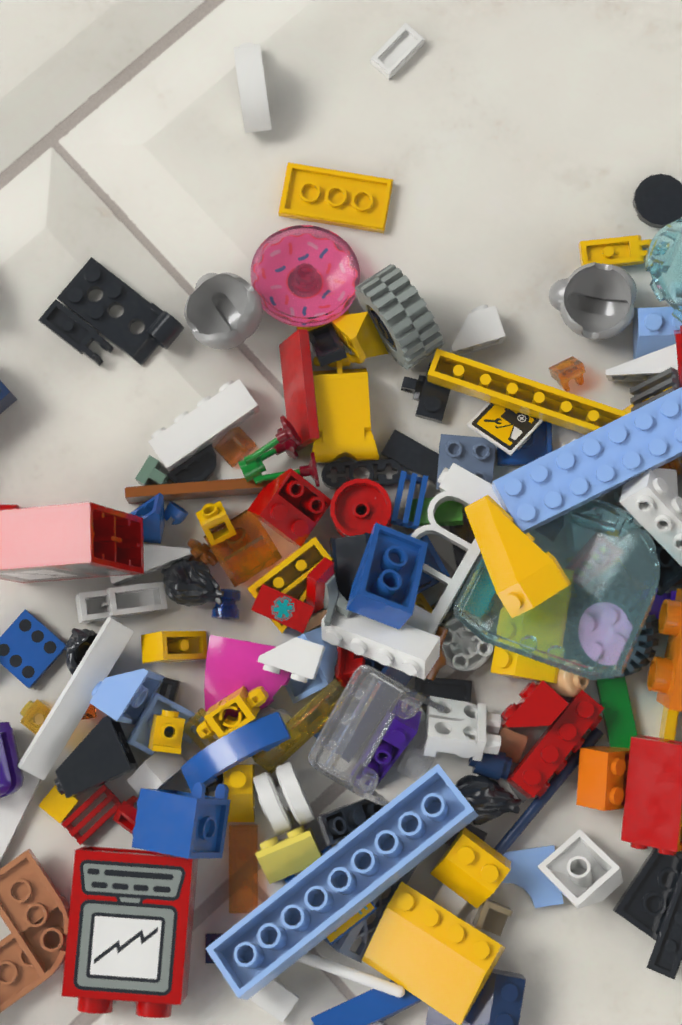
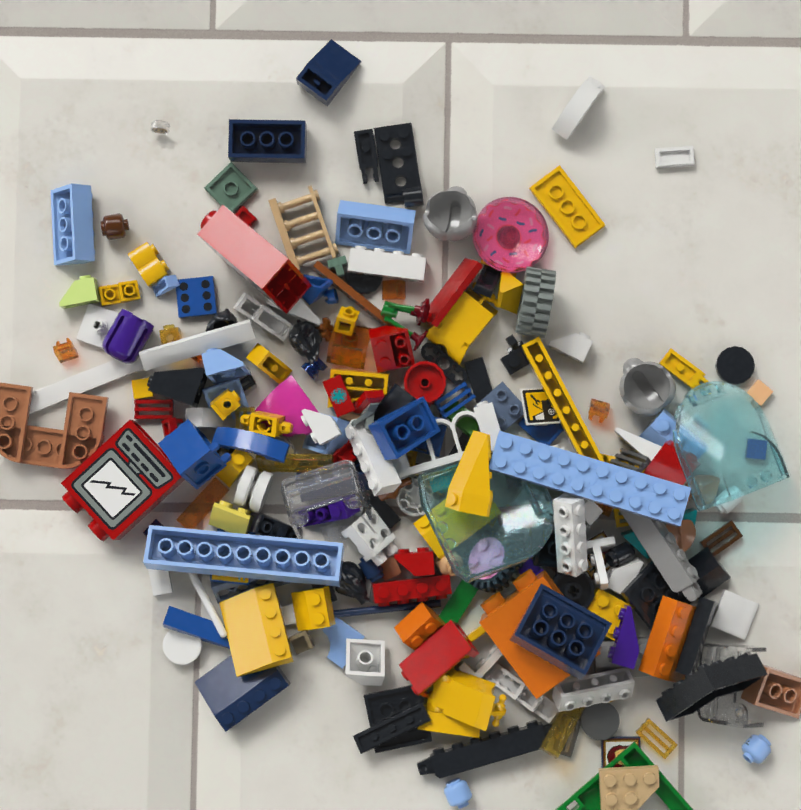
camera: 50 degrees right, 5 degrees up
(56, 483) = (285, 226): none -> tan fence
(153, 397) = (374, 226): none -> light blue slope

